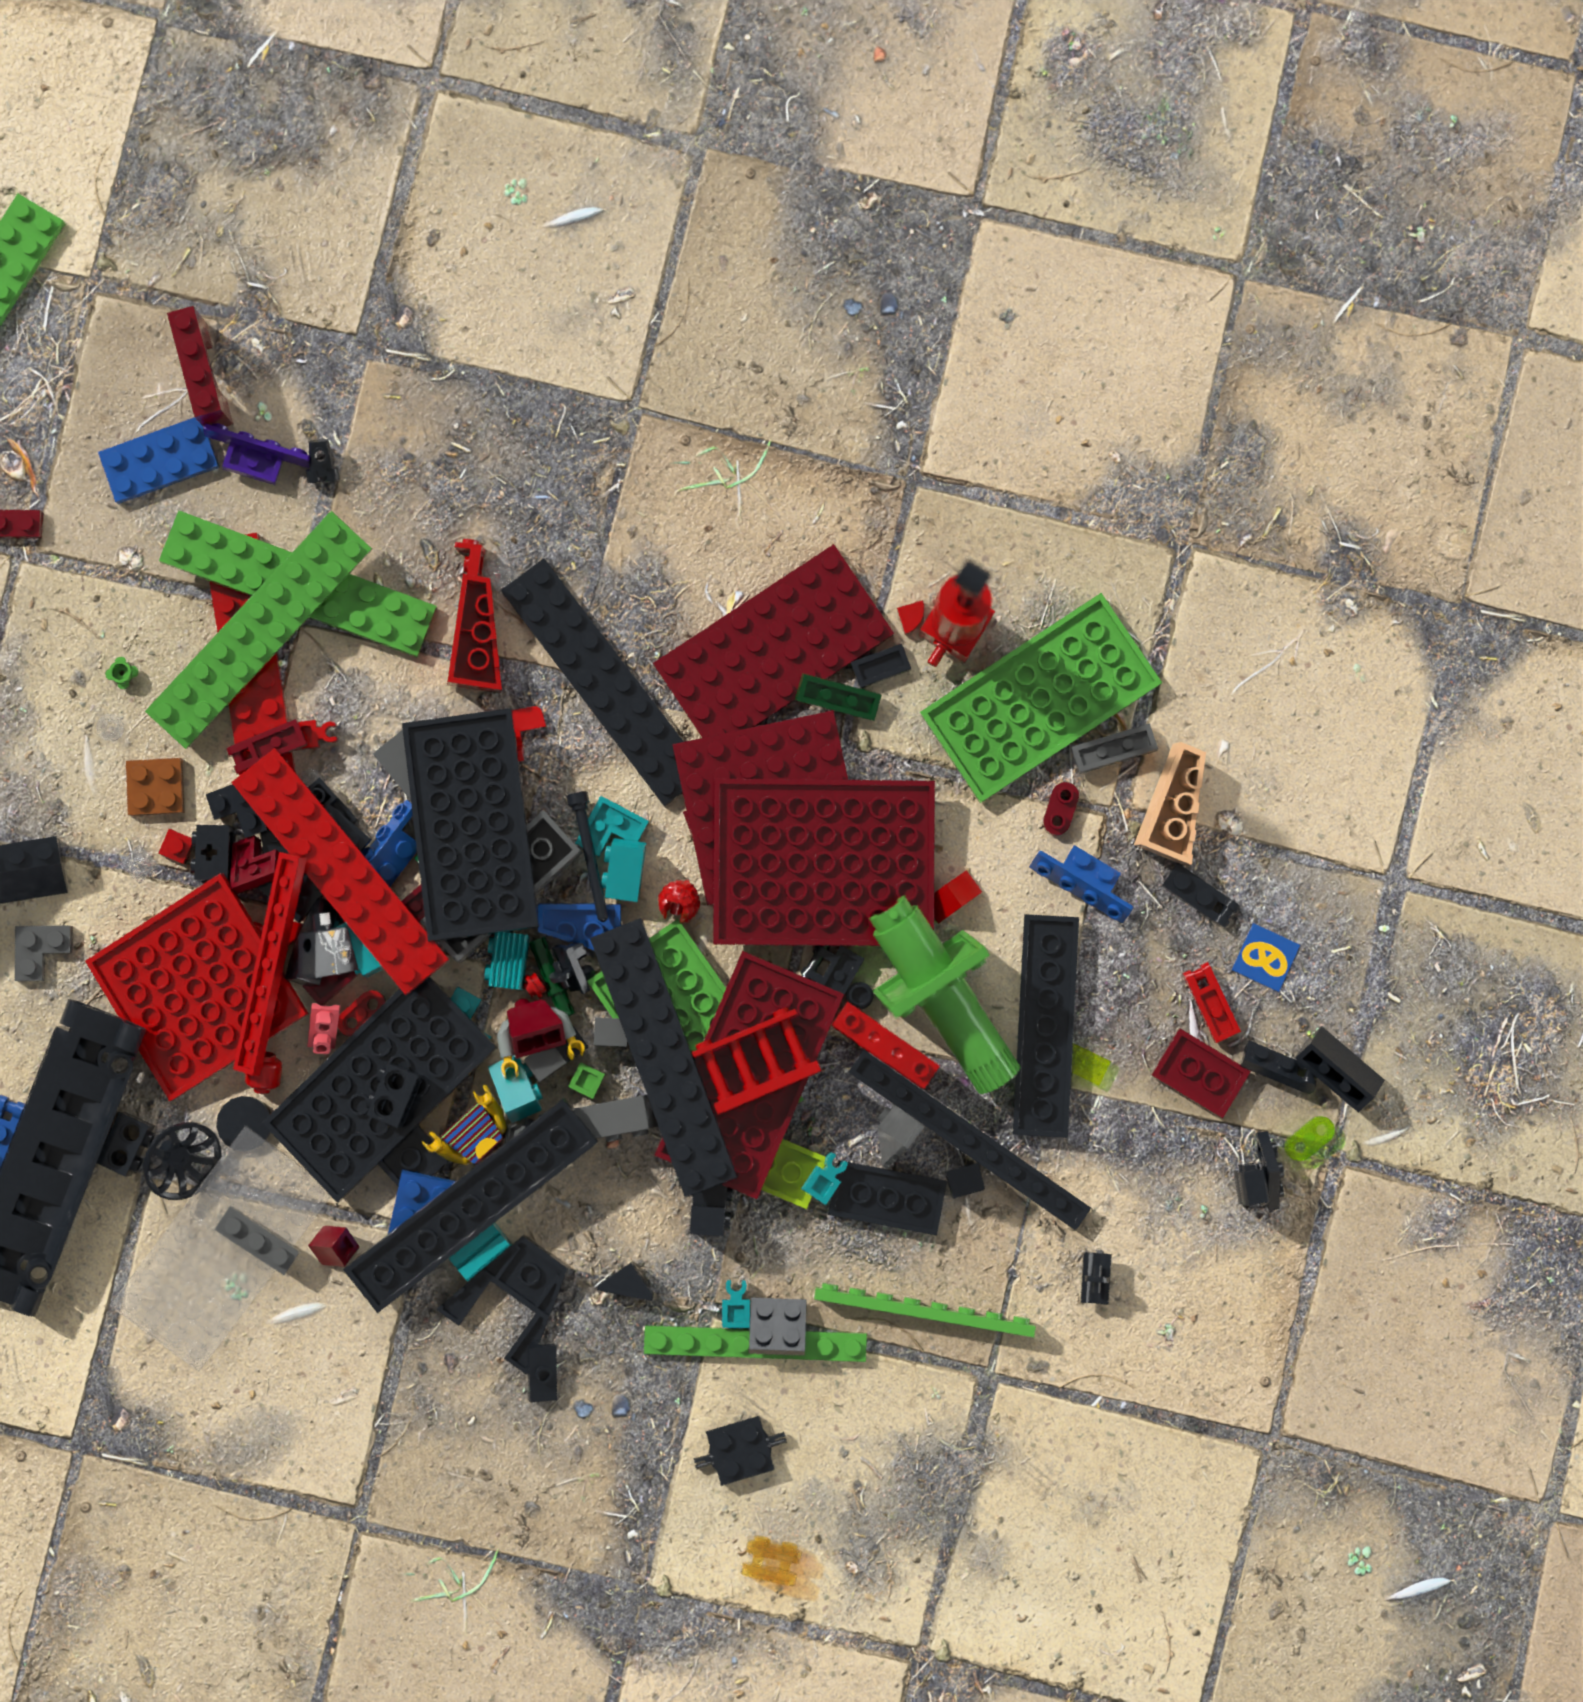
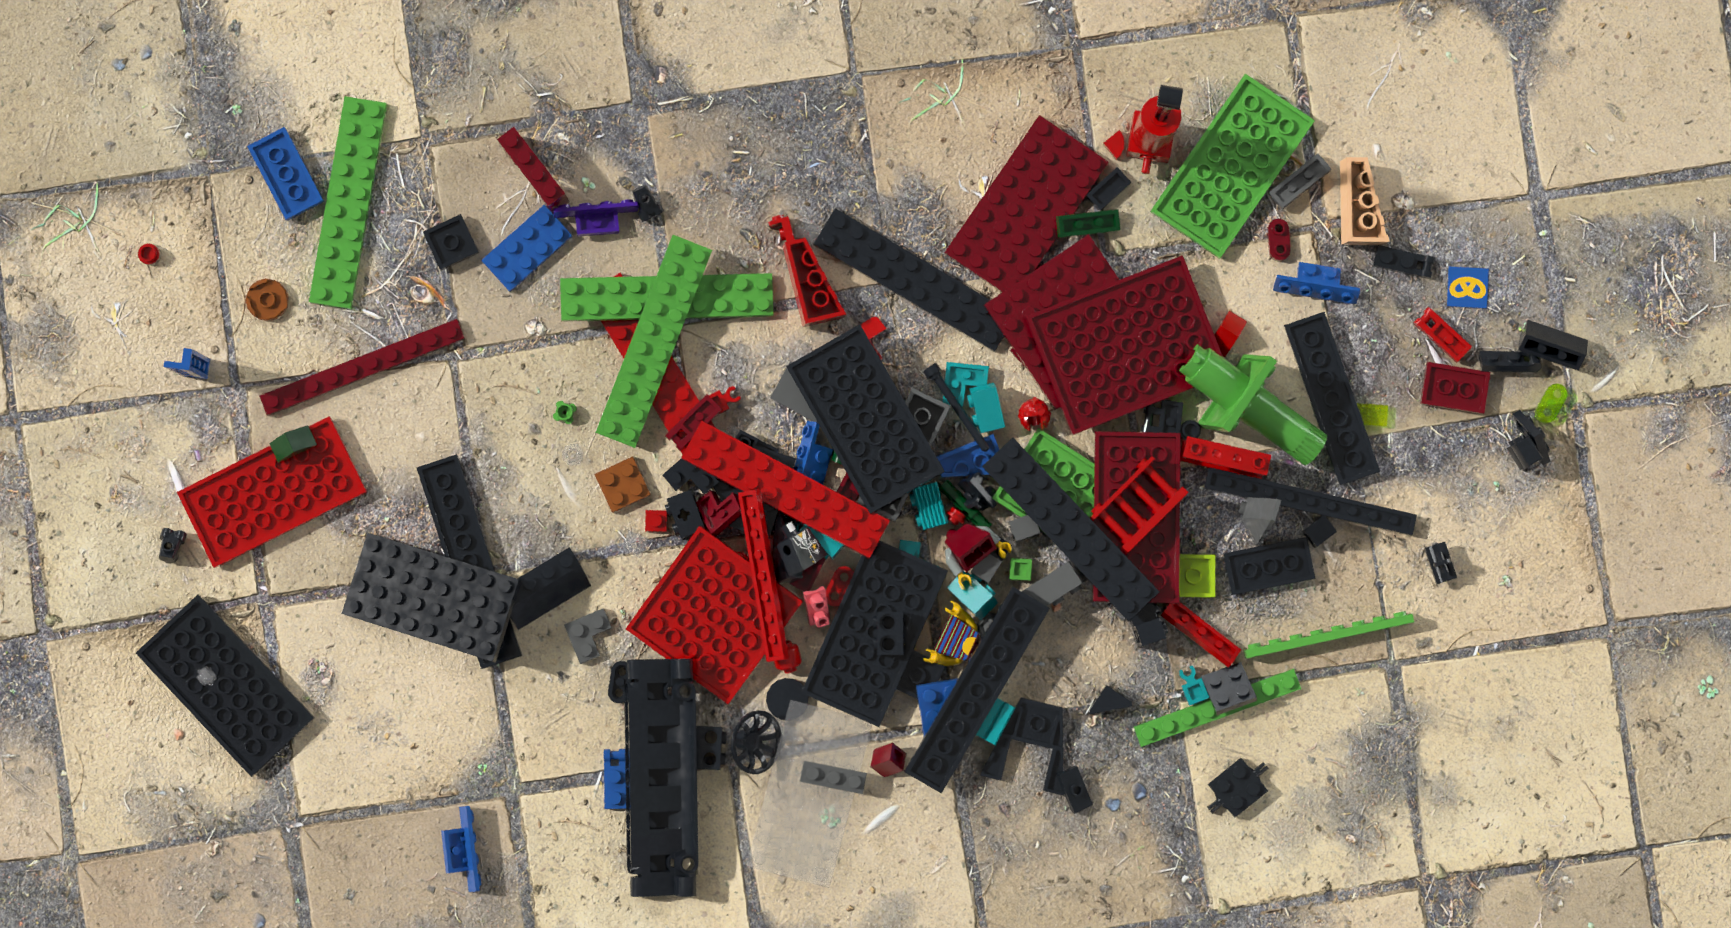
camera: 20 degrees left, 0 degrees up
(48, 1020) = (617, 681): none -> black plate
(70, 416) = (450, 242): none -> black plate
(772, 1246) = (1201, 633): none -> red plate
(785, 1553) = (1300, 846): clear yellow brick -> none
(822, 1182) = (1219, 573): teal plate -> none

